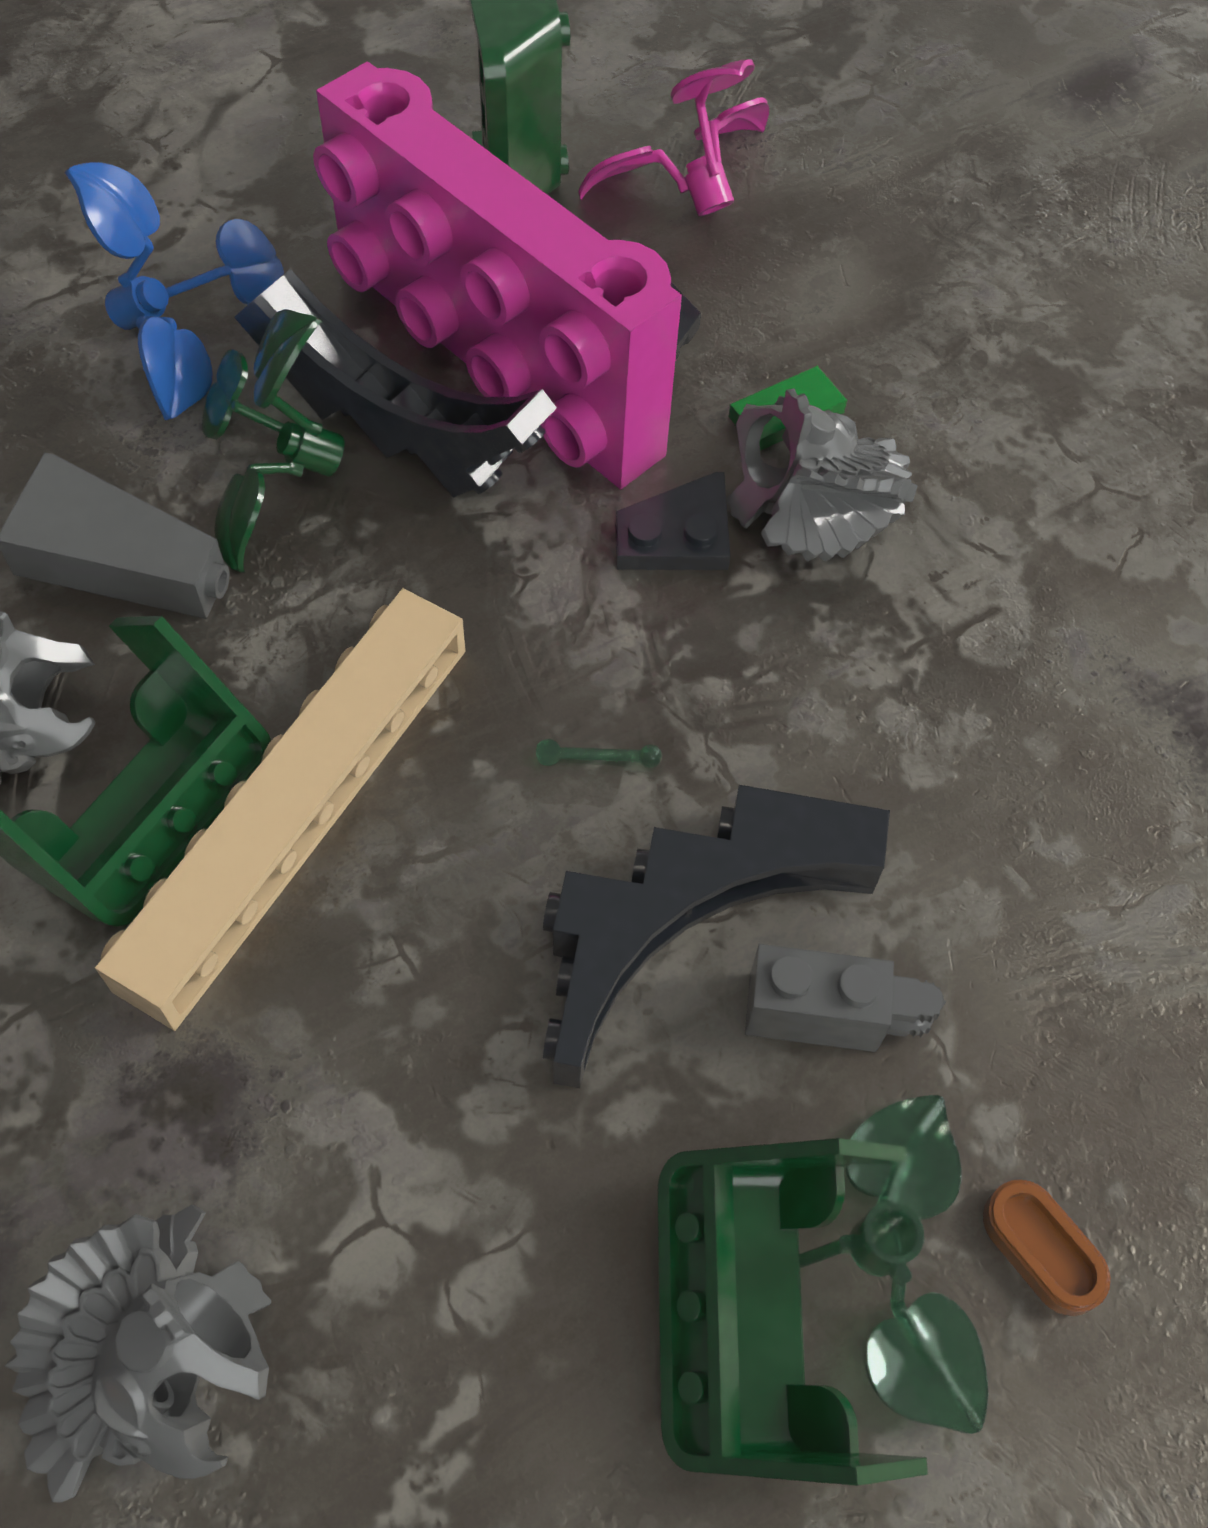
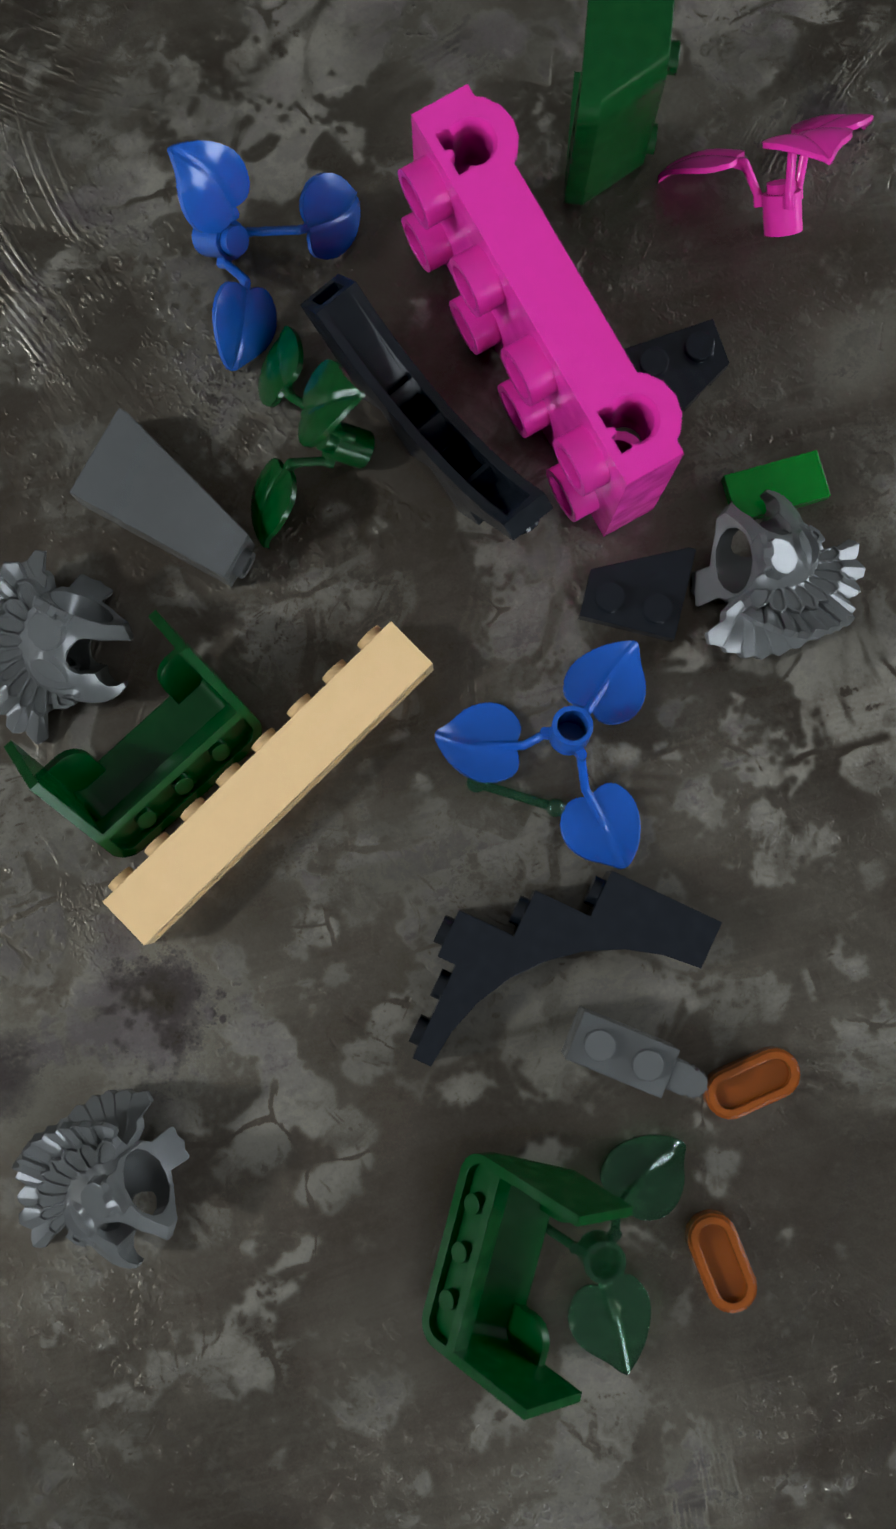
camera: 20 degrees right, 25 degrees up
(671, 617) = (602, 682): none -> blue plant
(995, 1008) = (751, 1082): none -> dark orange tile

